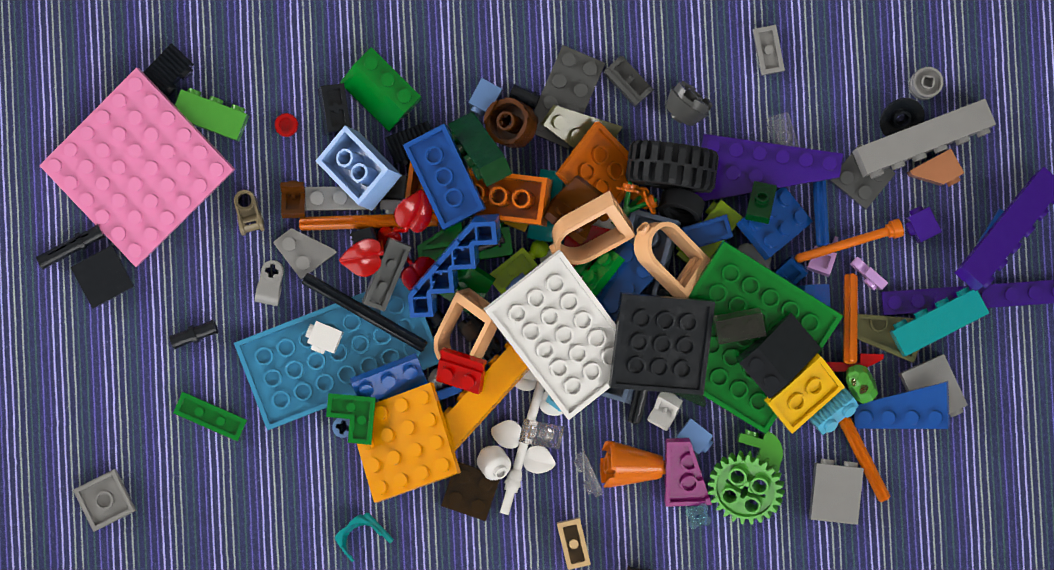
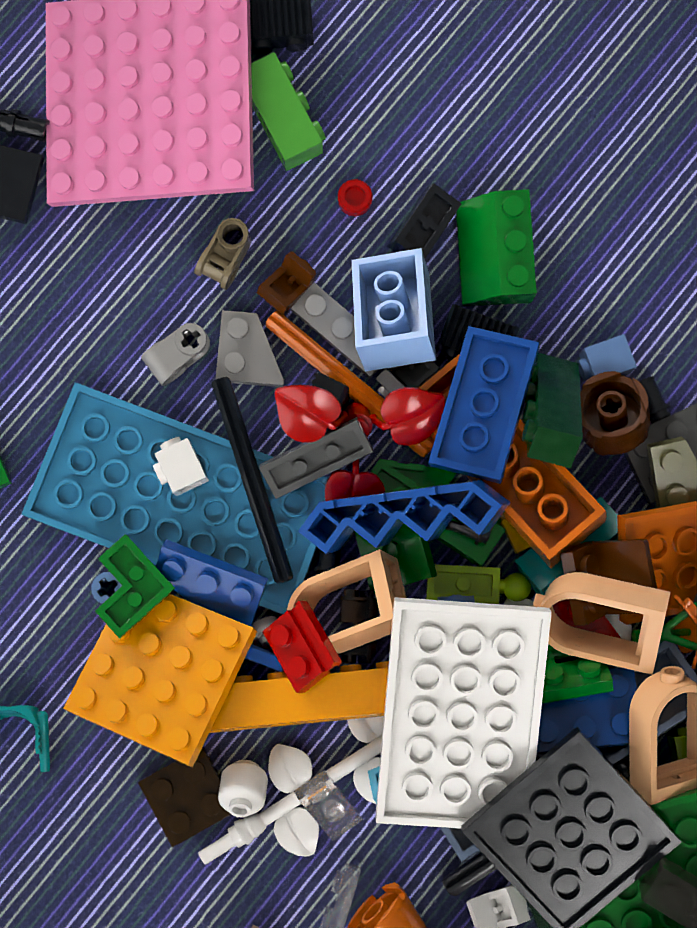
camera: 40 degrees right, 5 degrees down
(193, 334) = (41, 333): black pin -> none

